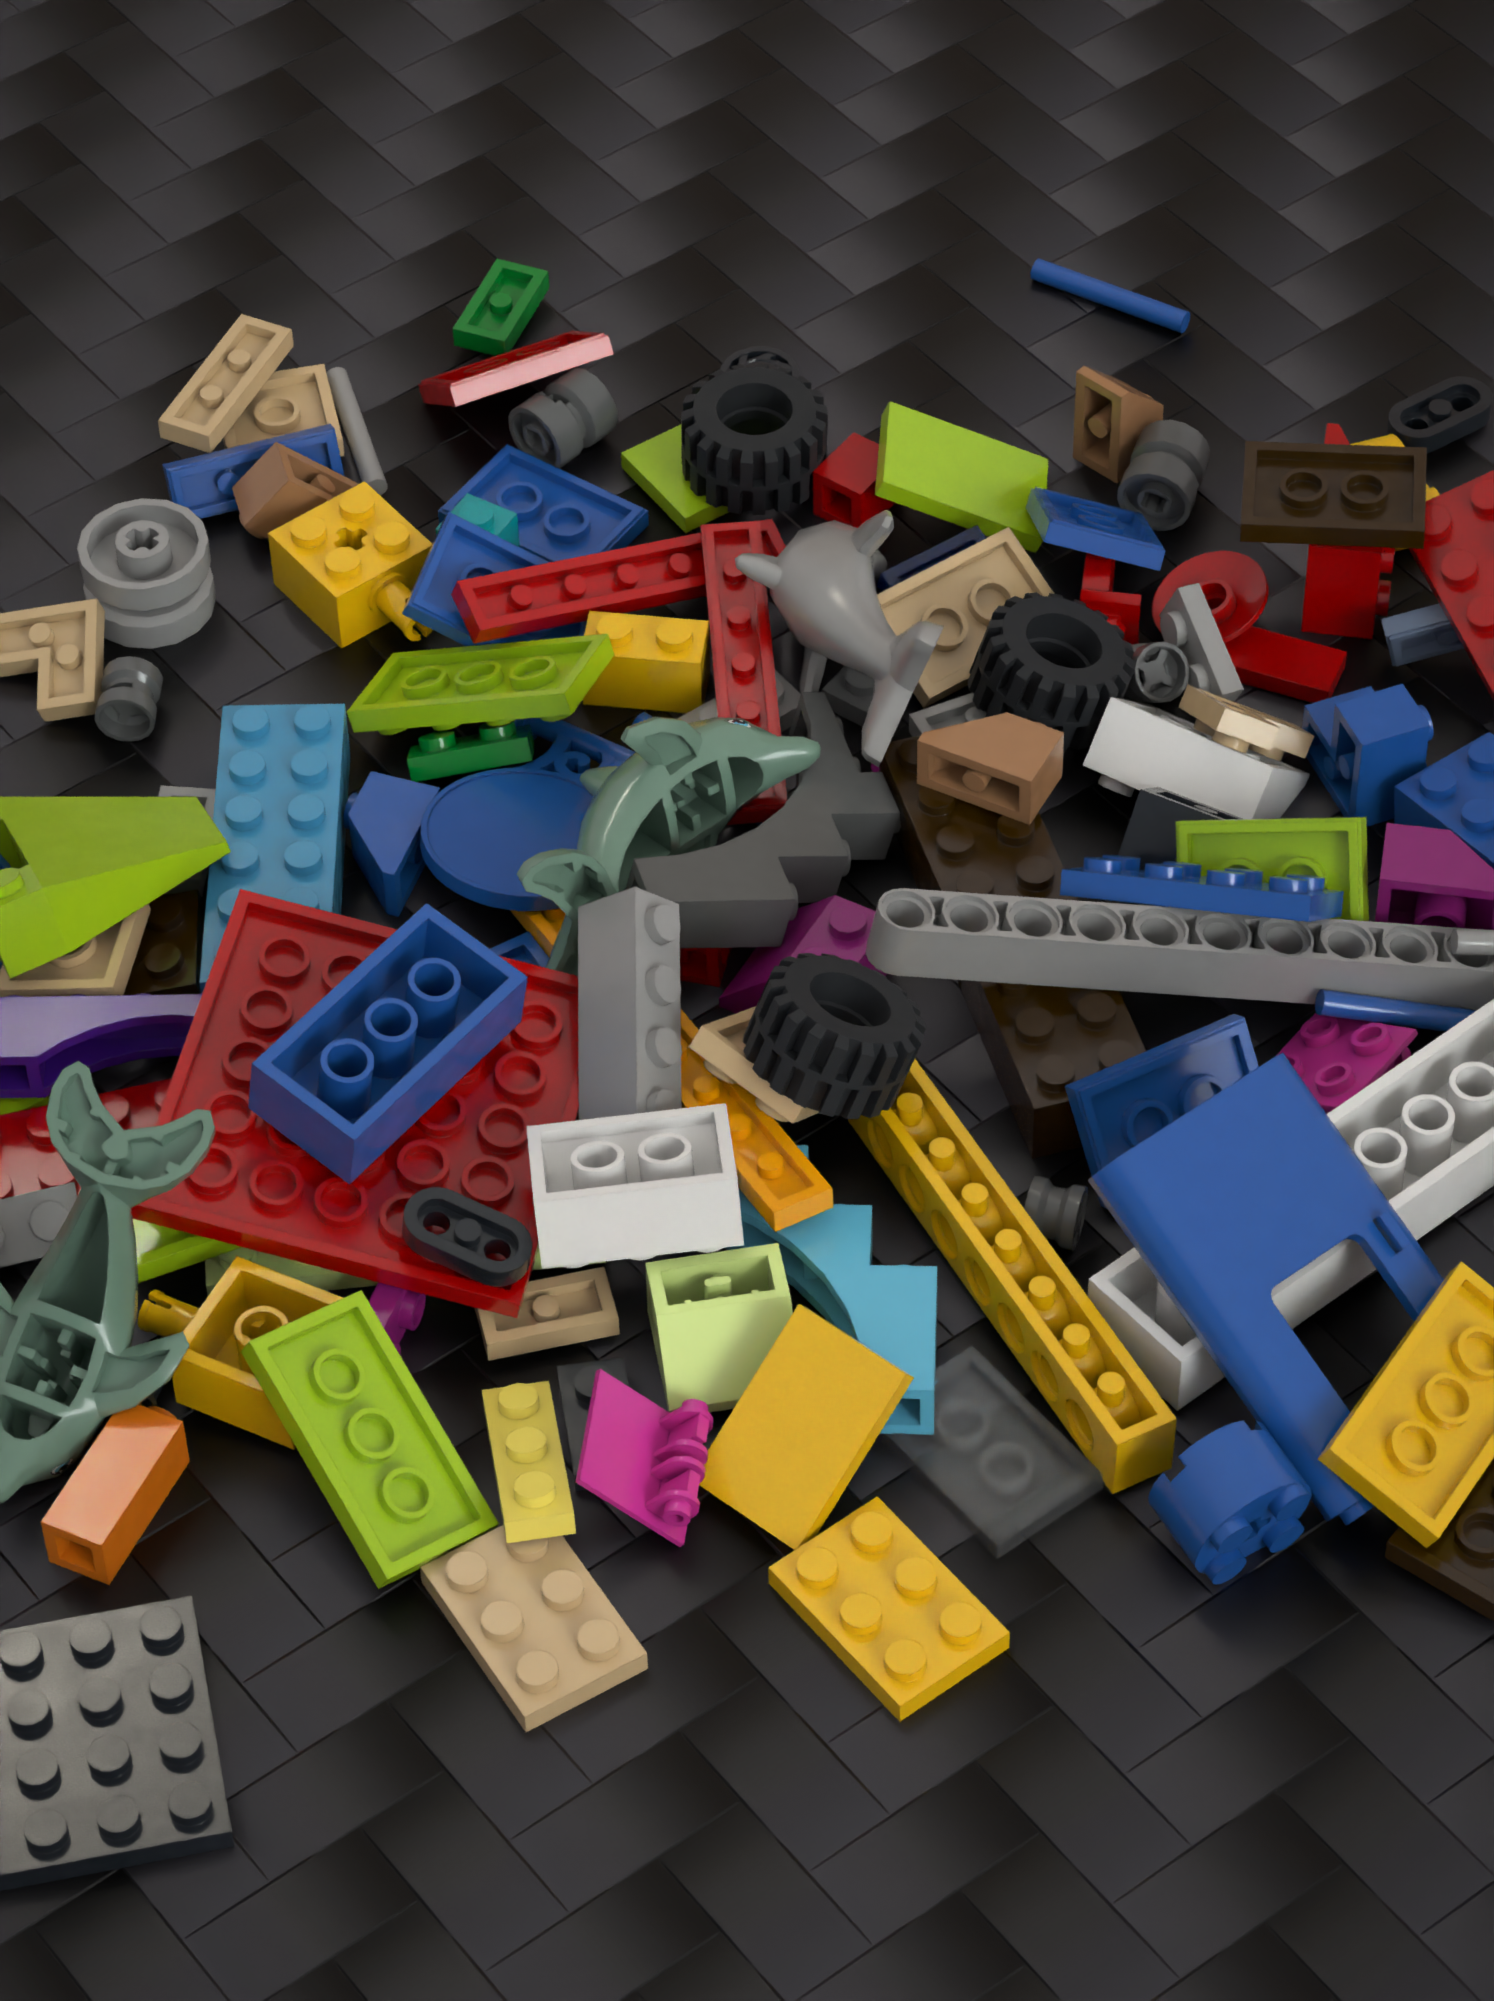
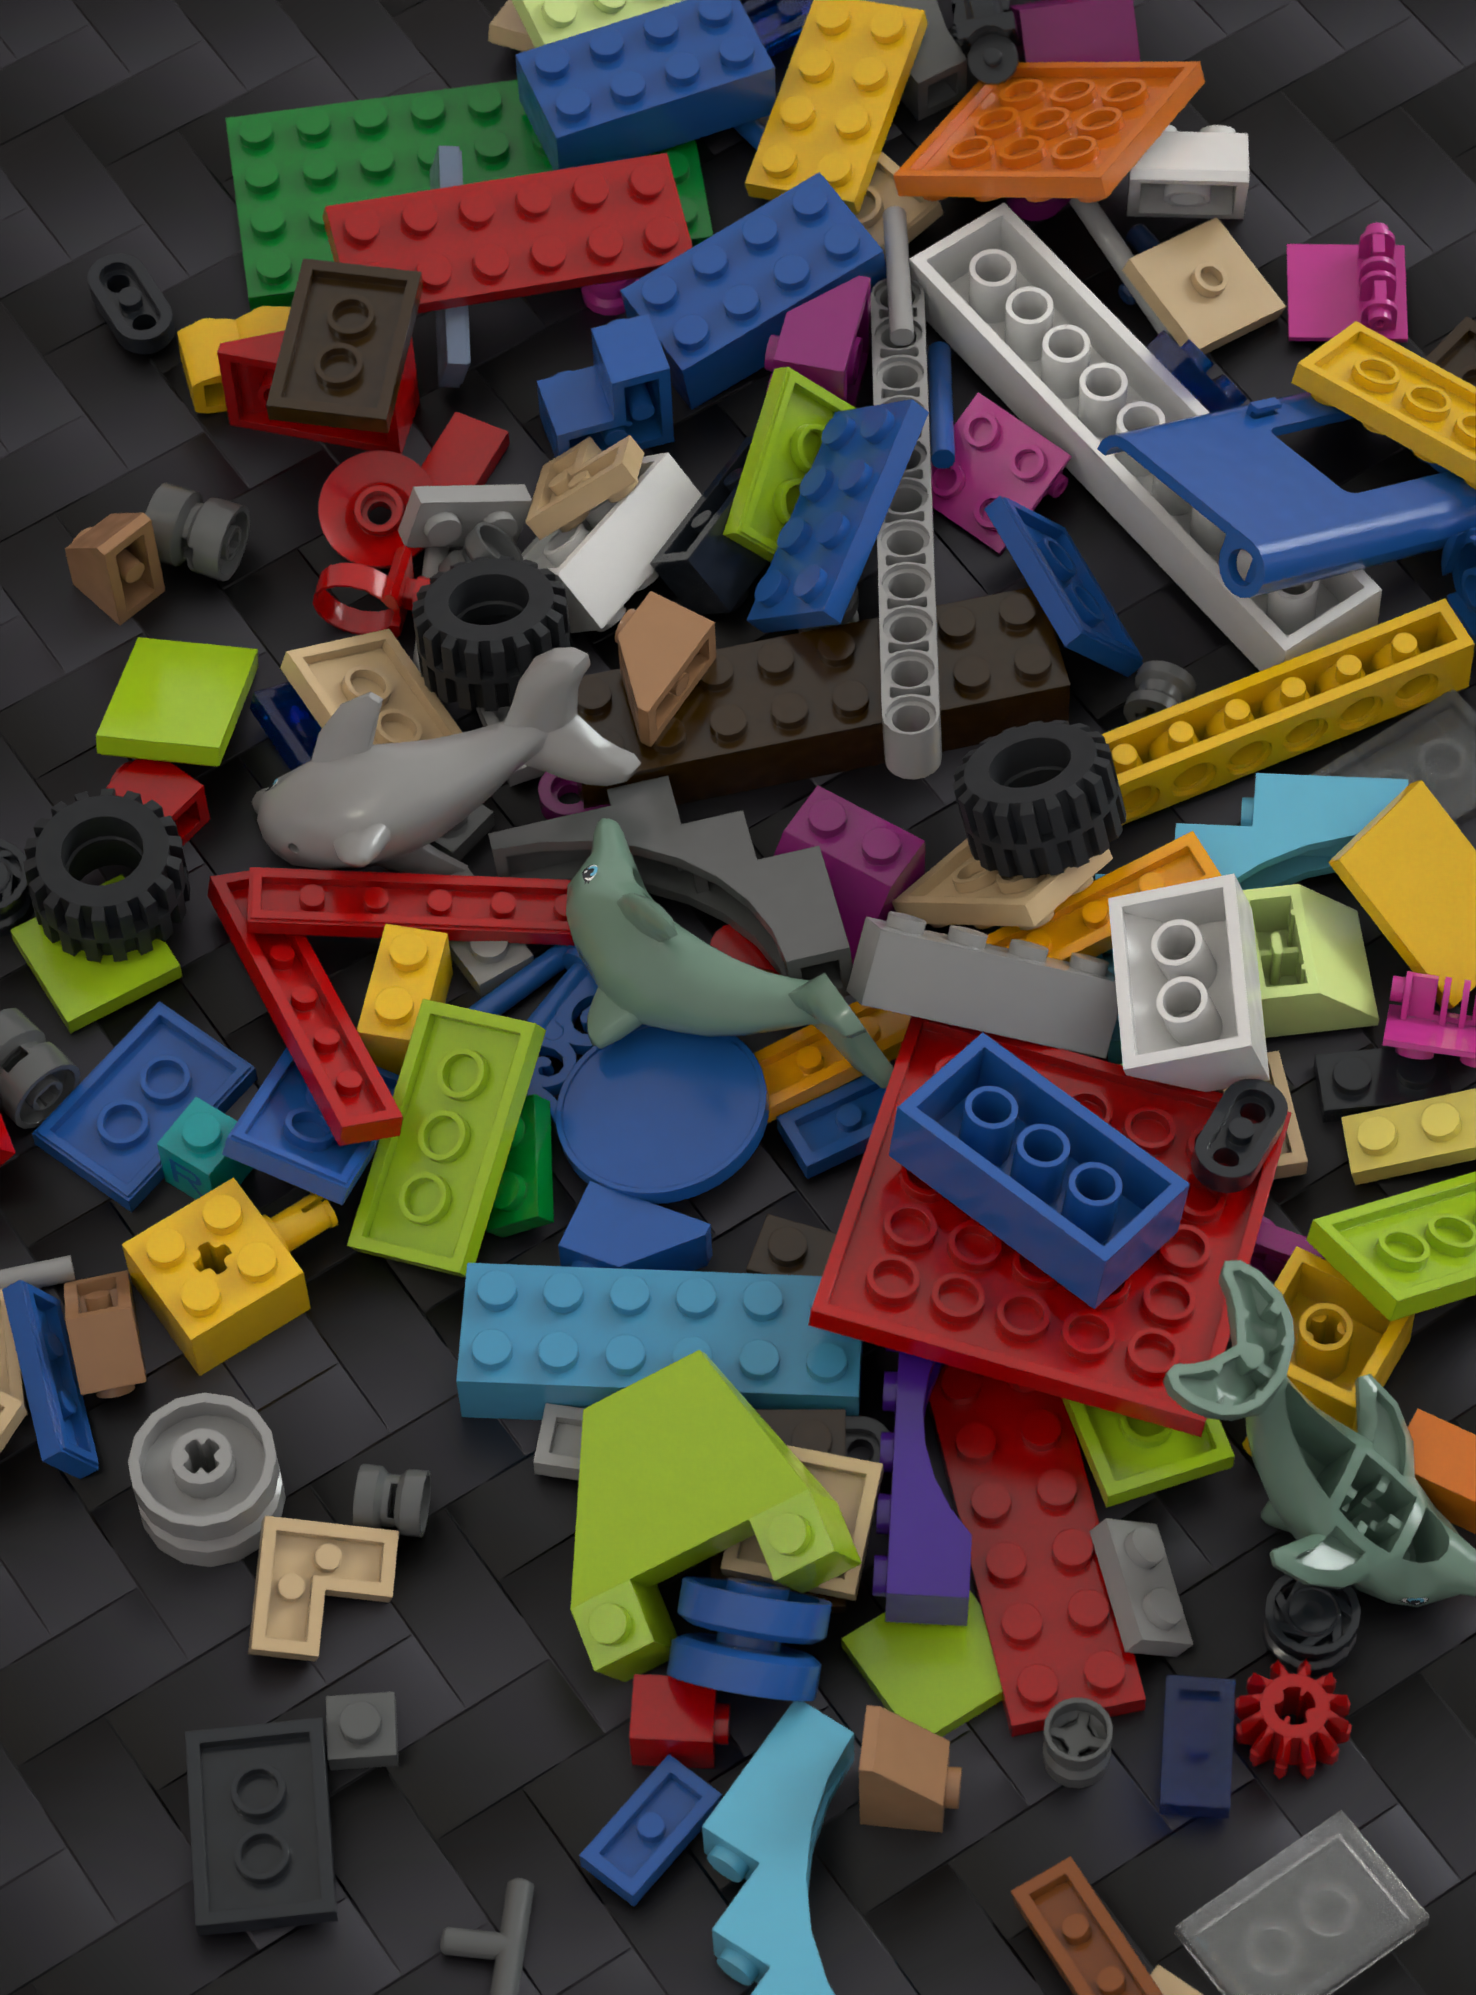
camera: 85 degrees left, 10 degrees up
(1095, 528) = (297, 579): blue tile -> none
(1453, 1204) = (1190, 368): none -> clear blue plate

